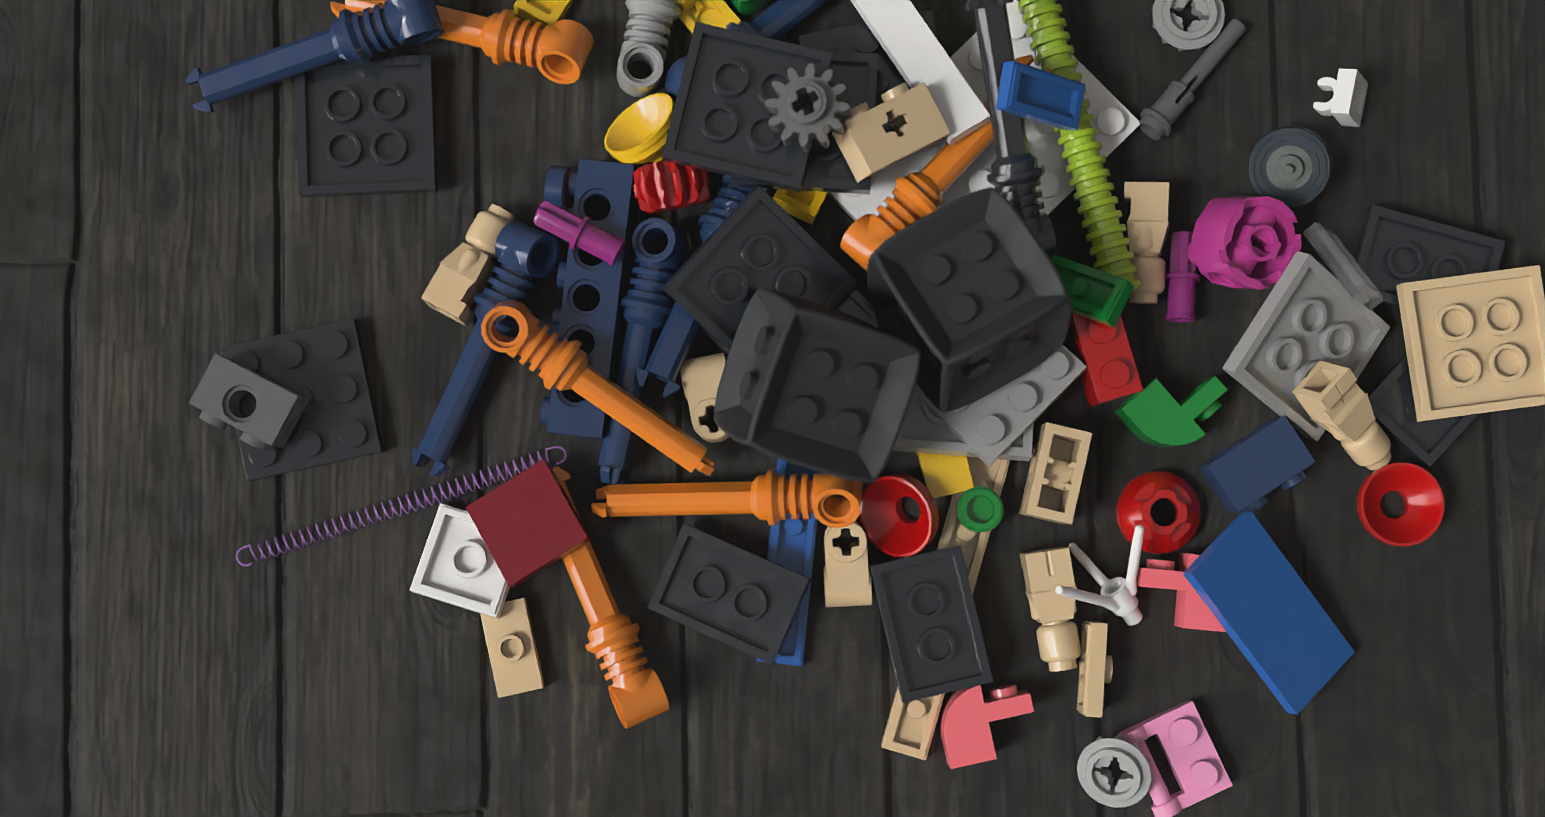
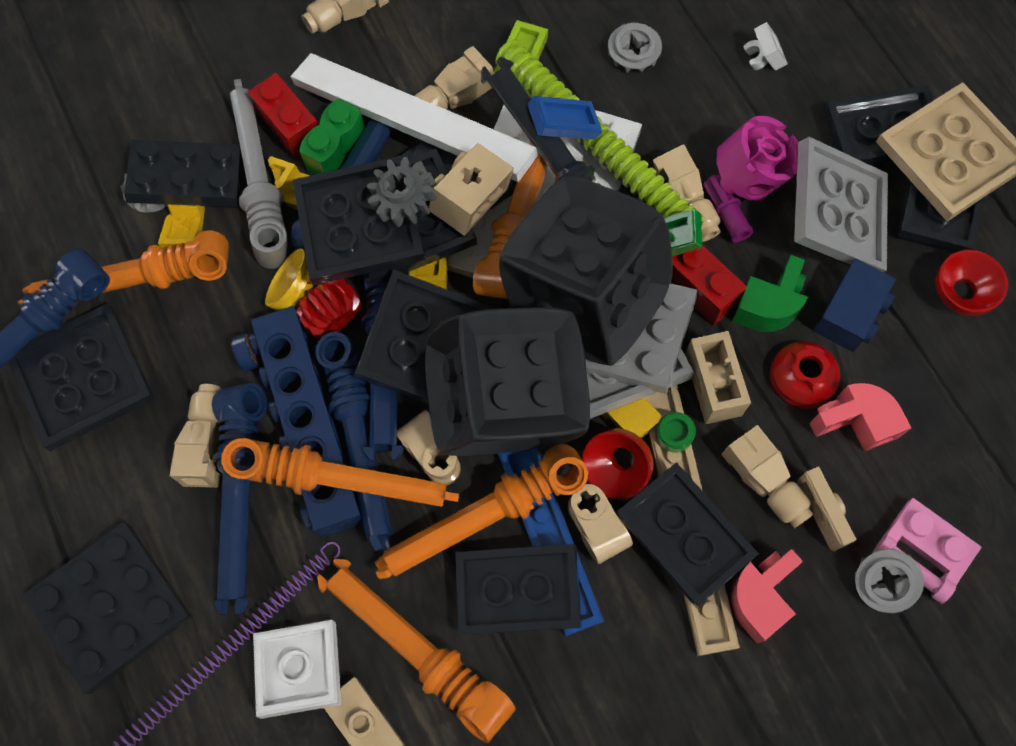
camera: 25 degrees left, 15 degrees down
(221, 393) = (34, 616): dark grey brick -> none
(528, 523) = (330, 611): dark red tile -> none
(579, 232) = (273, 368): magenta axle -> none
(1116, 593) = (812, 442): white plant -> none
(1159, 118) = (652, 116): dark grey pin -> none
(1269, 612) = (930, 401): blue tile -> none
(1290, 165) = (757, 96): black wheel -> none
(1343, 266) = (848, 145): clear tile -> none
(1344, 411) = (895, 237): tan piece -> none

